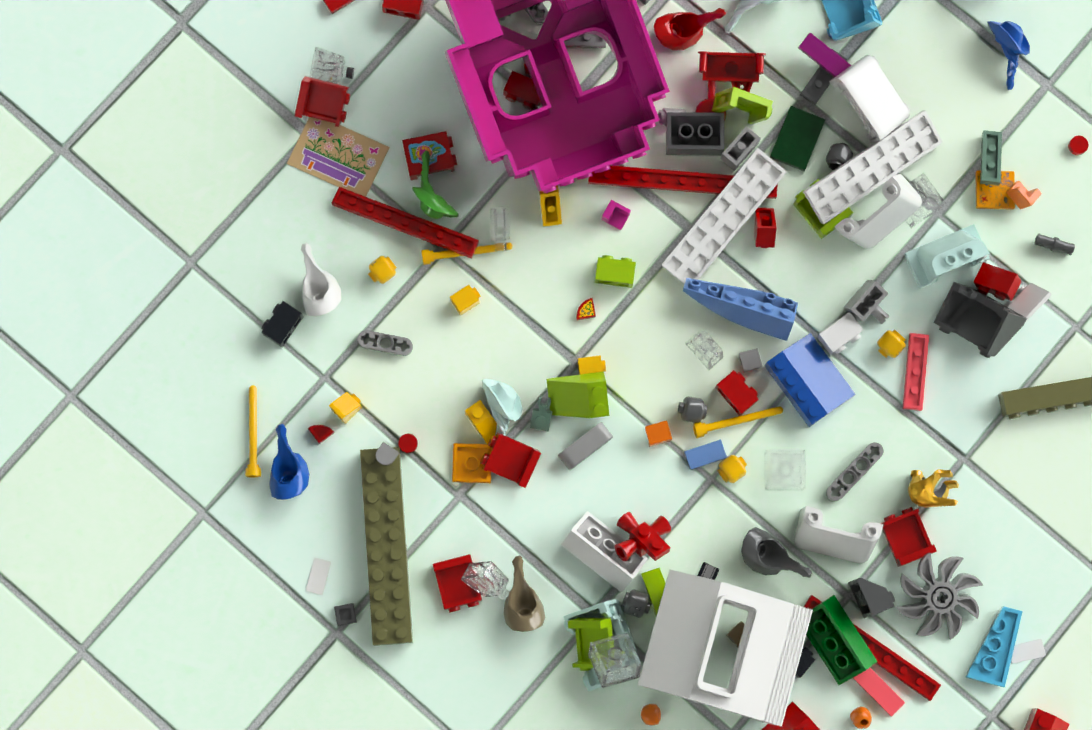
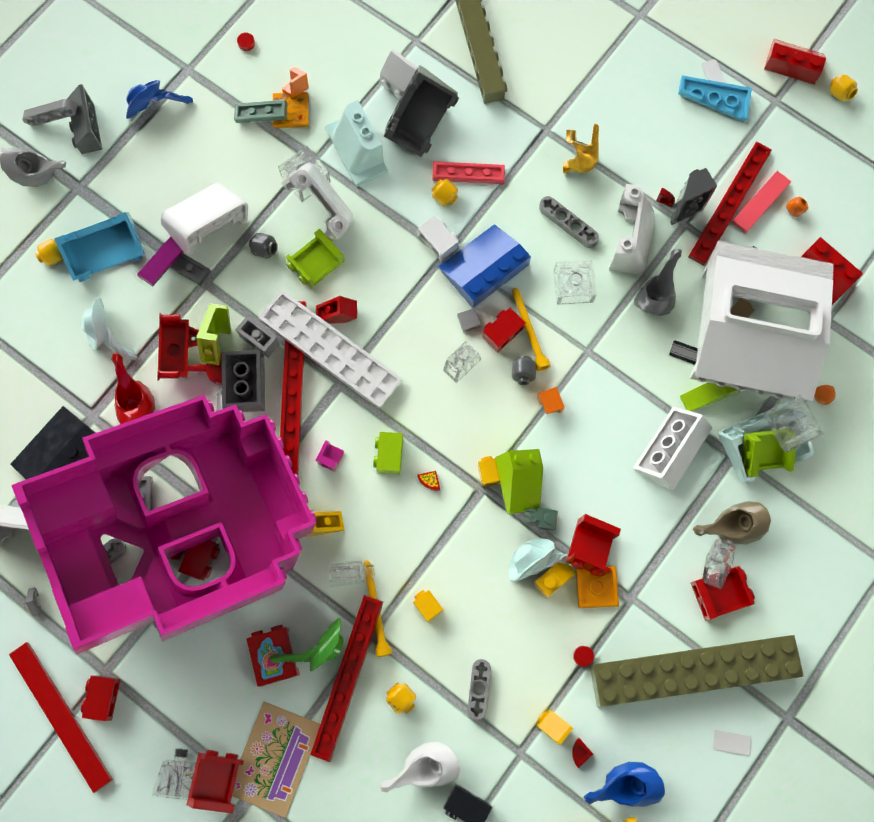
camera: 90 degrees left, 5 degrees down
(345, 614) = (769, 709): dark grey tile -> none
(386, 455) = (605, 676): light grey tile -> none
(585, 446) = (569, 472): light grey beam -> none
(636, 603) = (720, 413): dark grey head -> none
(643, 538) = (658, 408): red brick -> none
(705, 454) = (565, 357): medium blue tile -> none
(732, 468) = (578, 330): yellow head -> none
(745, 306) = (417, 324): medium blue wedge -> none
(797, 138) = (244, 286): dark green tile -> none
(838, 641) = (735, 224): green slope -> none
(867, 301) = (406, 214): light grey brick -> none
(873, 167) = (274, 213): white plate -> none
(877, 575) = (666, 198): none -> red tile
(907, 536) = (628, 169): red panel -> none
(933, 589) = (677, 142): light grey piece -> none
(997, 281) = (381, 101): red brick -> none
(1054, 244) = (340, 58): dark grey pin -> none

